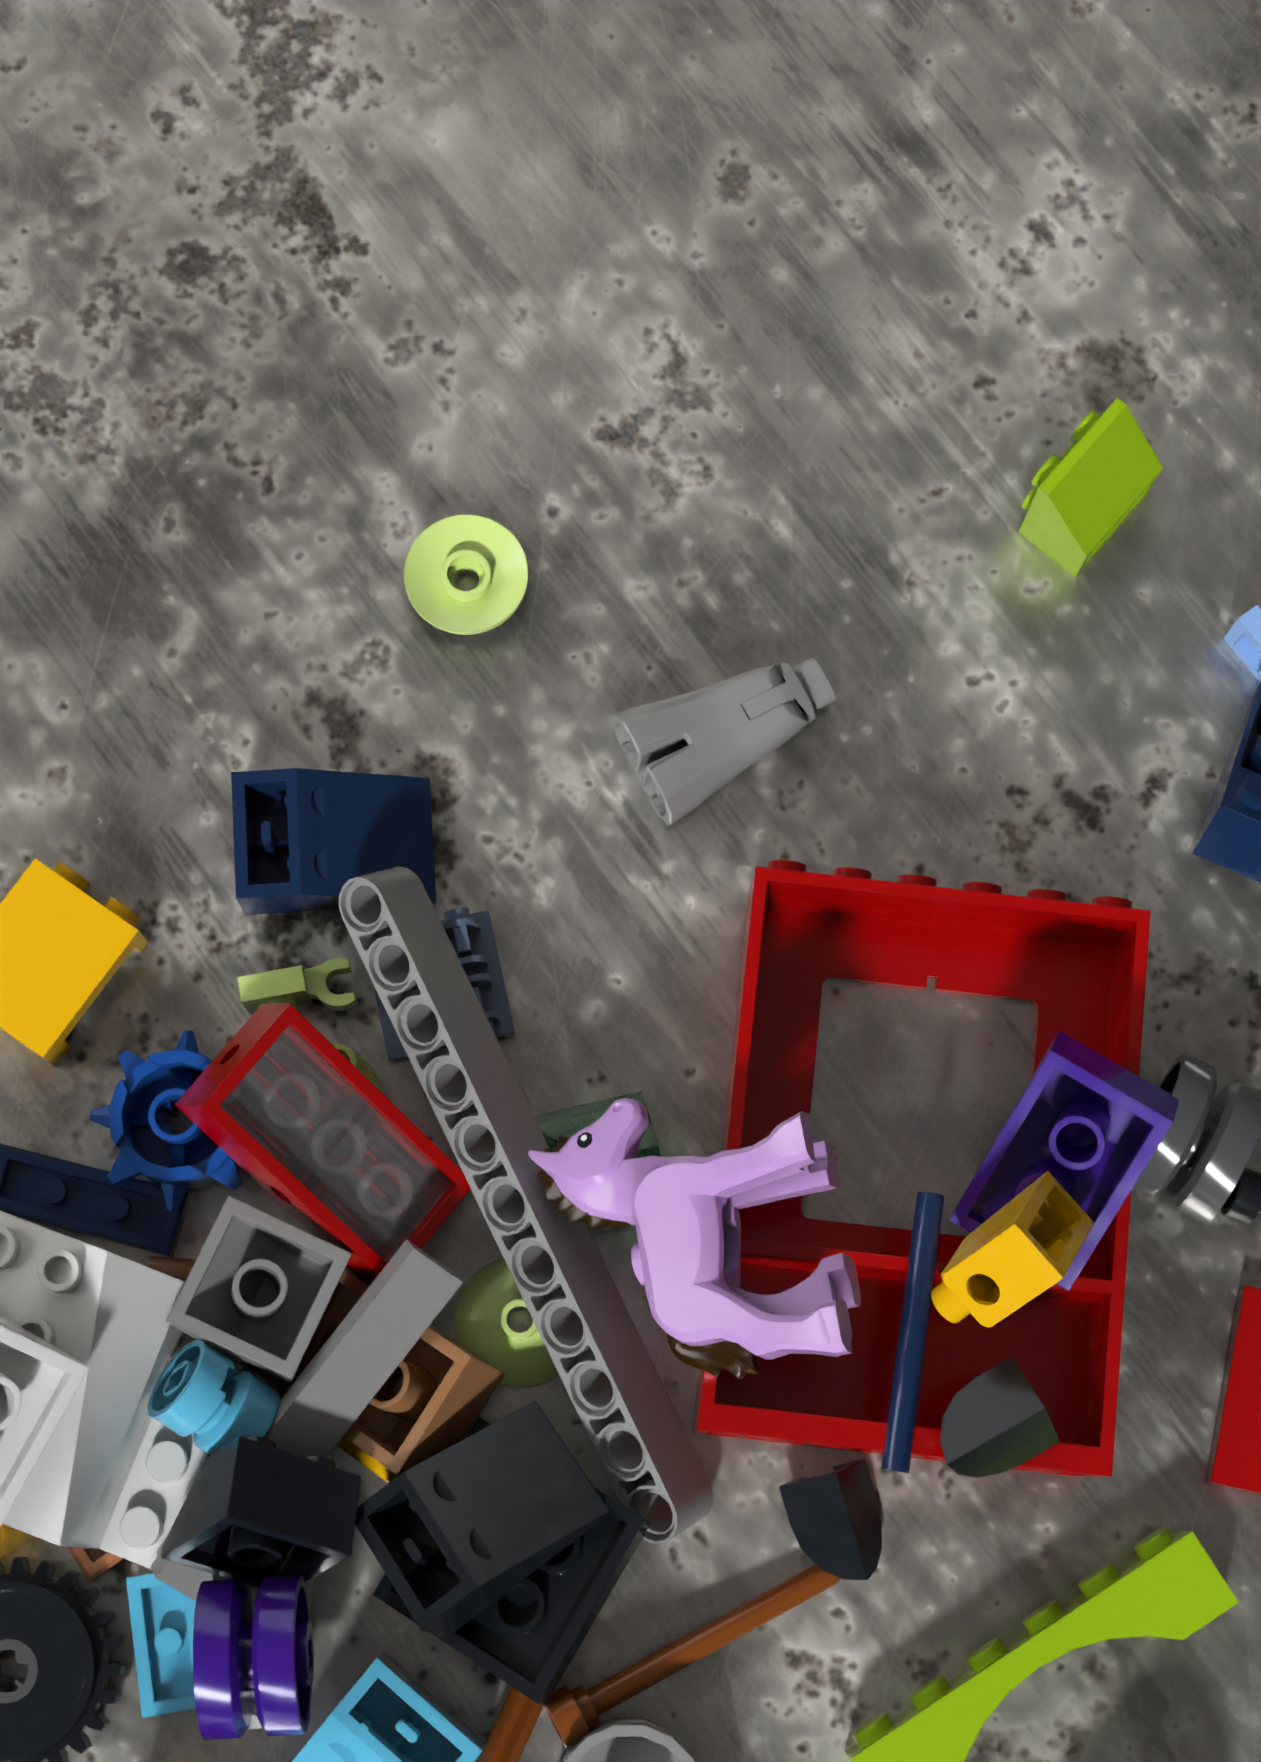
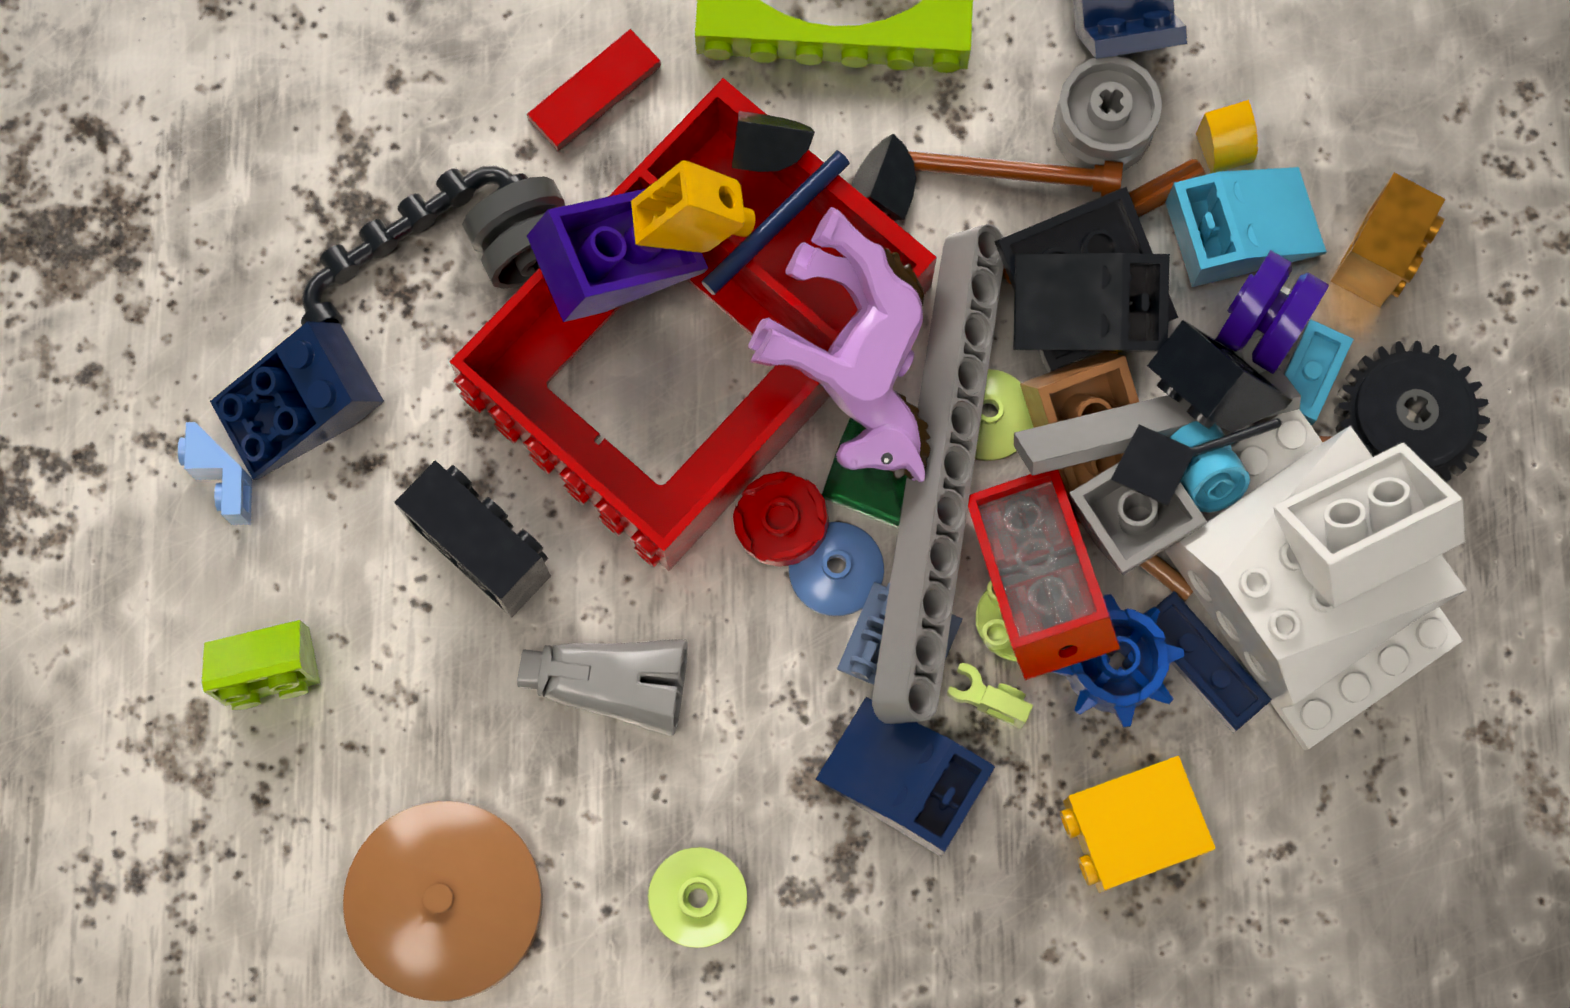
camera: 140 degrees left, 0 degrees up
(268, 1352) = (1158, 463): none -> black piece
(576, 1054) = (839, 592): none -> medium blue dish
(666, 1030) = (781, 519): none -> red tile
(724, 408) = (442, 901): none -> medium nougat dish
(976, 762) = (475, 536): none -> black brick

